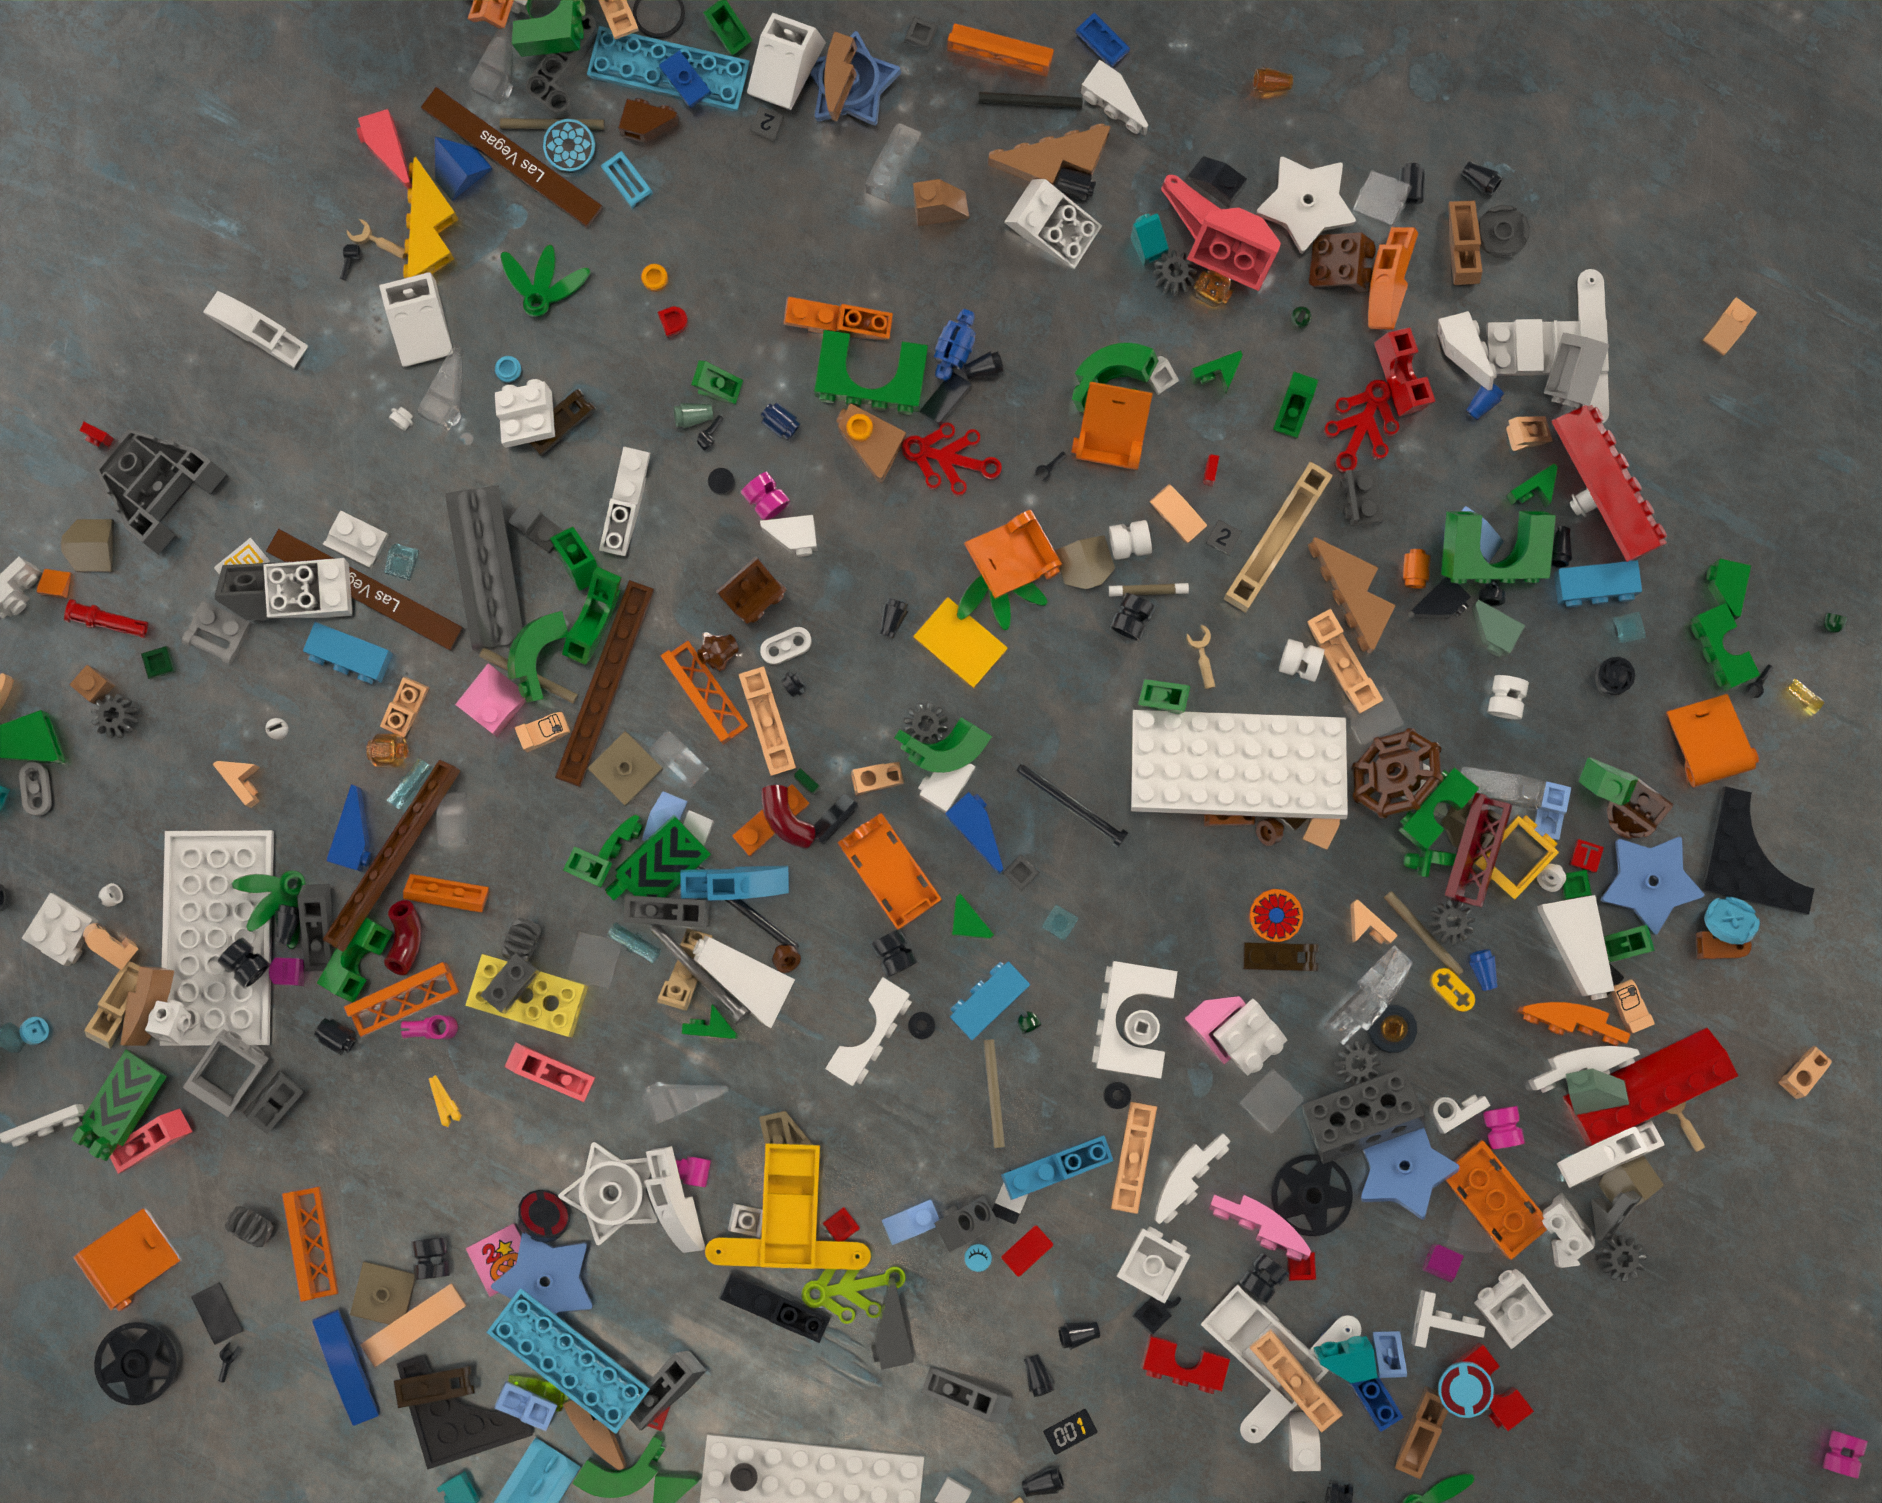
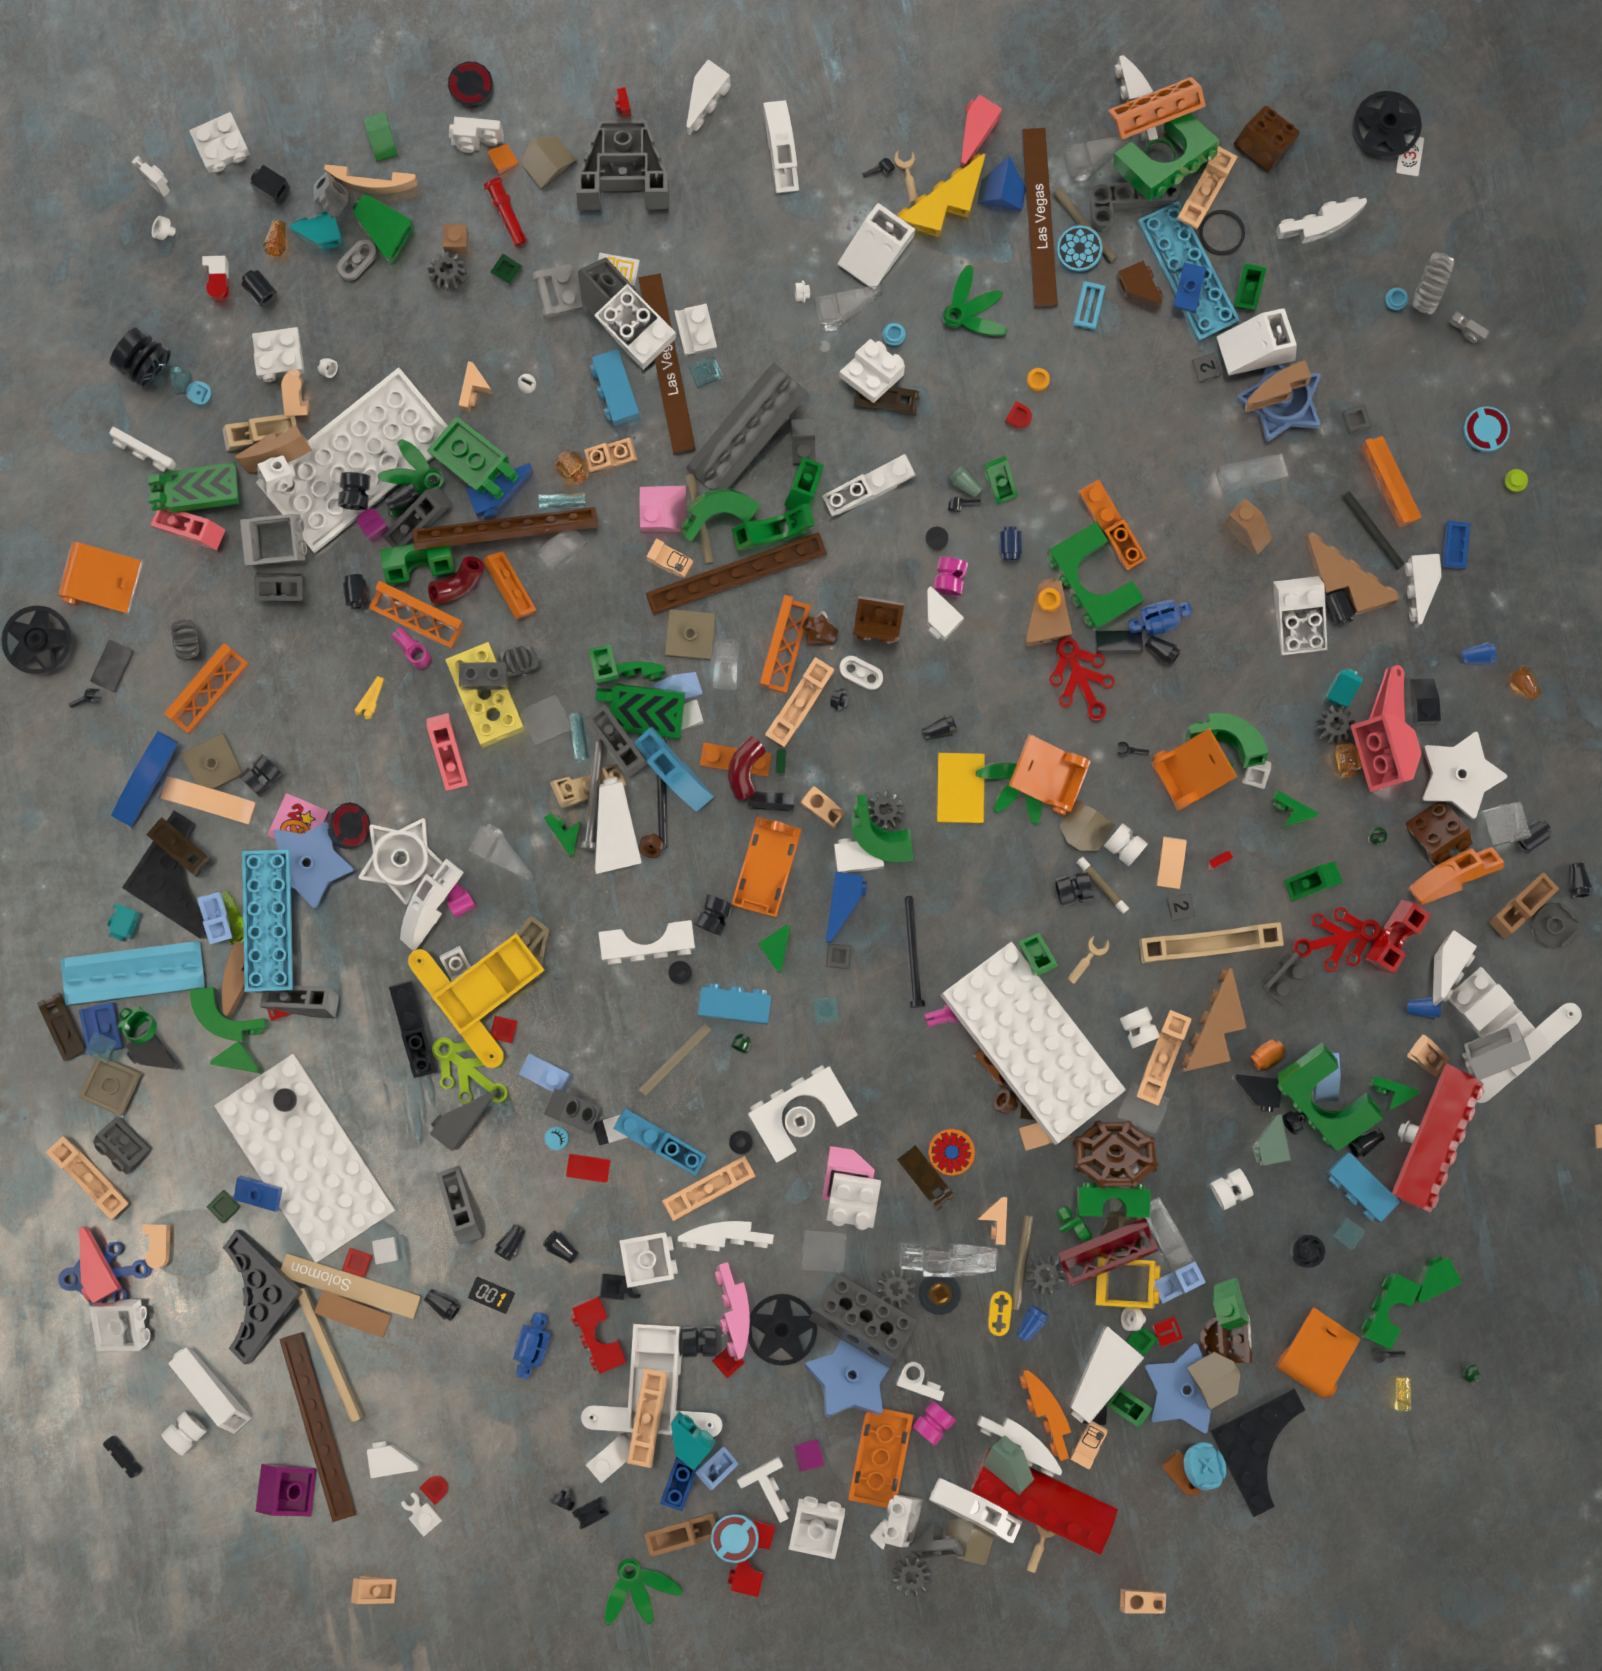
camera: 45 degrees right, 0 degrees up
(146, 348) = (707, 88): none -> white slope
(303, 832) = (472, 458): none -> green tile
(1146, 1432) = (531, 1345): none -> blue piece
(1149, 826) = (940, 1016): none -> dark pink pin
(1216, 97) = (1480, 654): none -> blue cone
(1663, 848) = (1215, 1378): none -> dark tan slope

